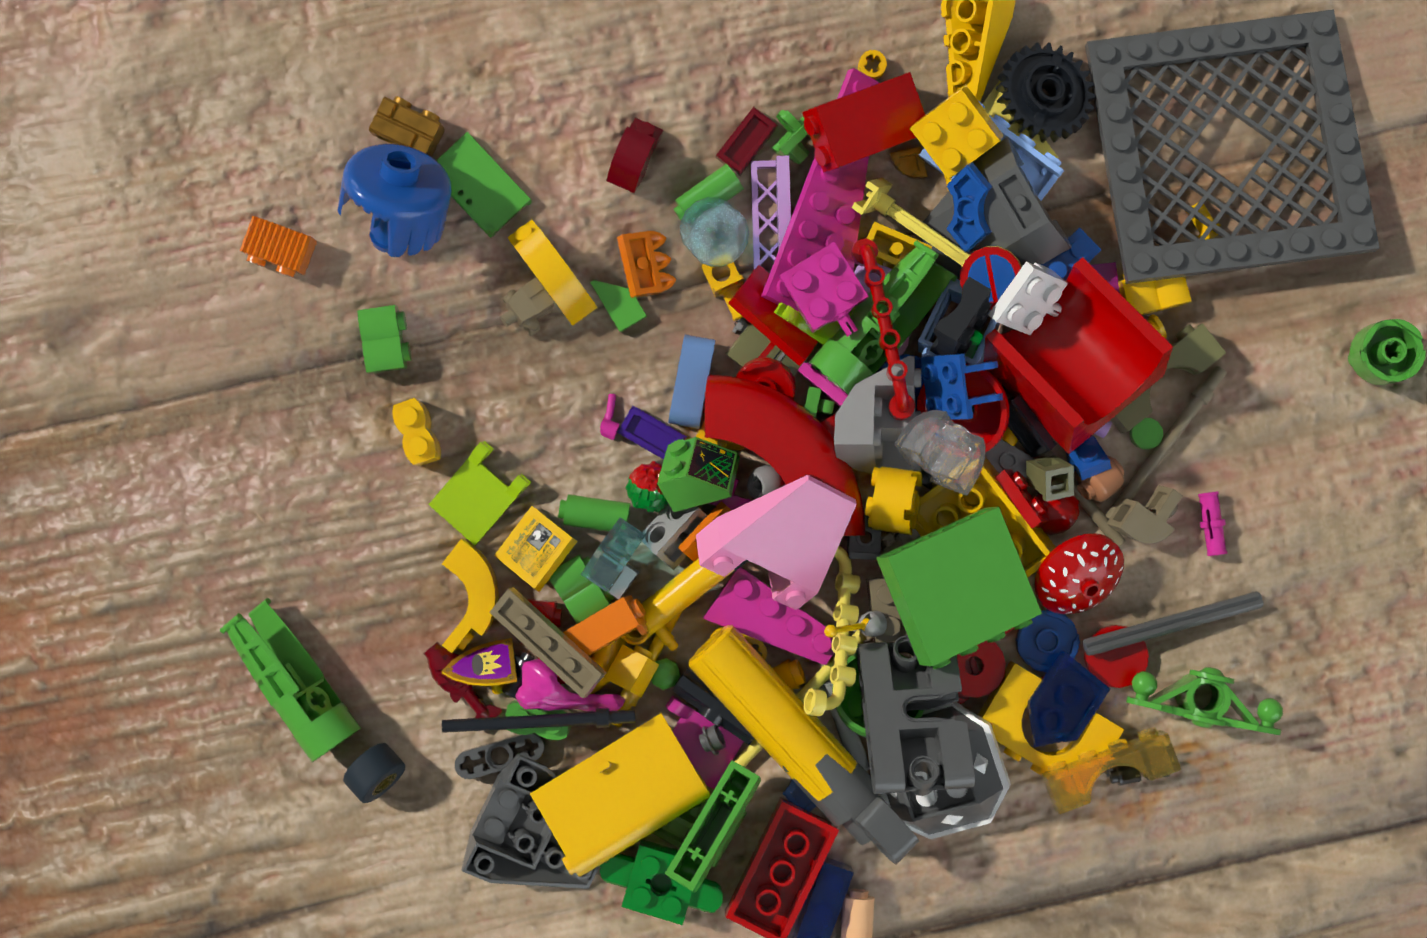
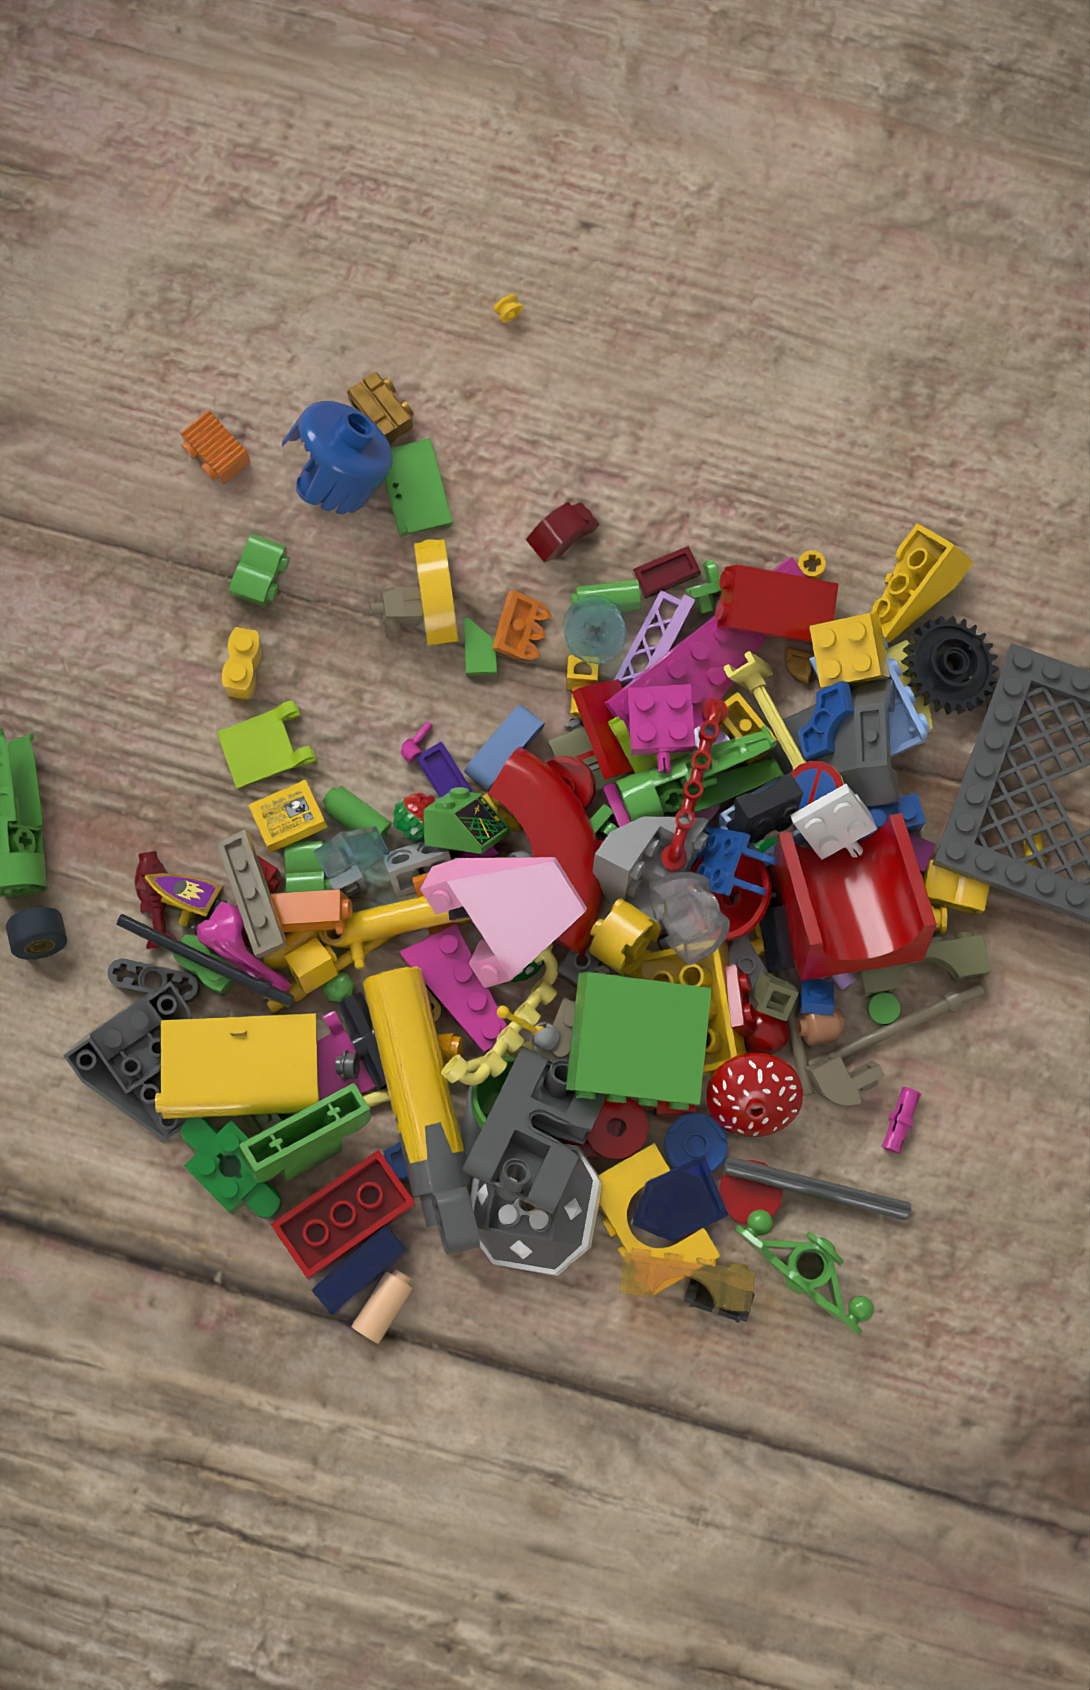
camera: 25 degrees right, 10 degrees down
(482, 590) = (221, 823): yellow arch -> none

